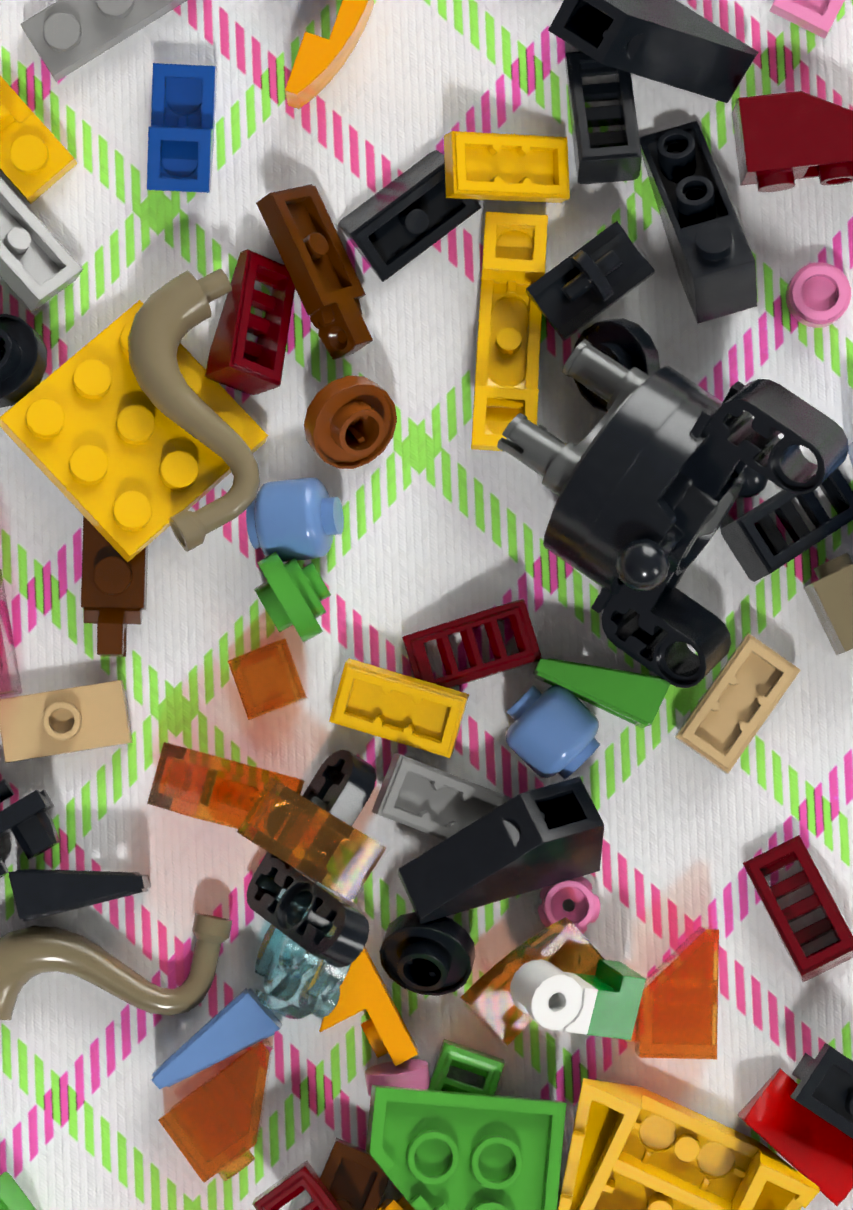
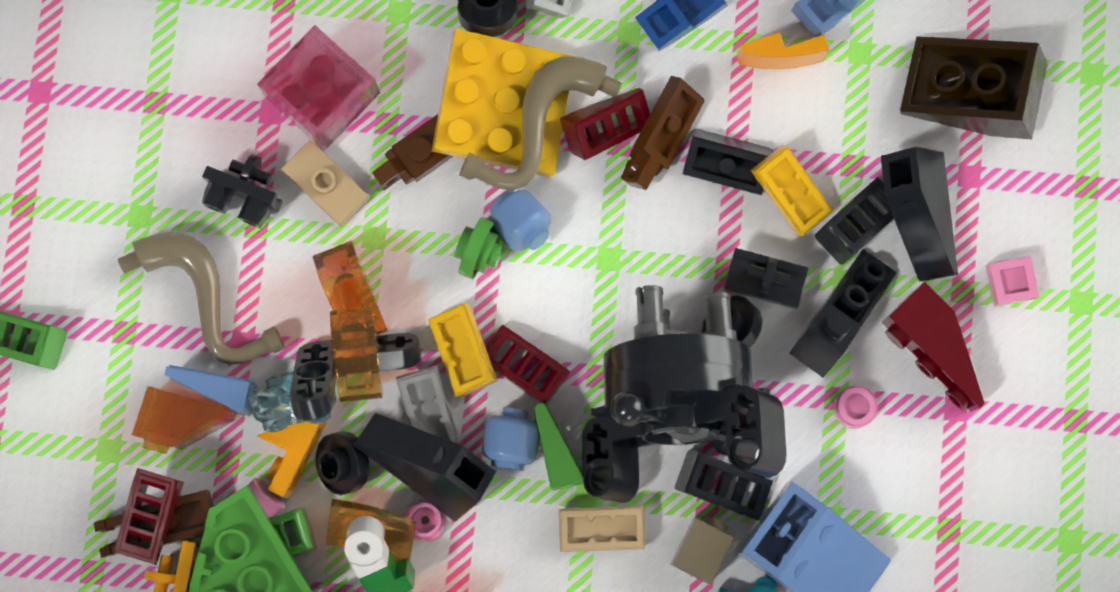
camera: 55 degrees right, 5 degrees down
(56, 891) = (231, 244): black slope -> none
(267, 679) = (427, 271): clear orange slope -> none
(350, 422) = (593, 210): dark orange plate -> none
(508, 325) = (709, 254): yellow slope -> none

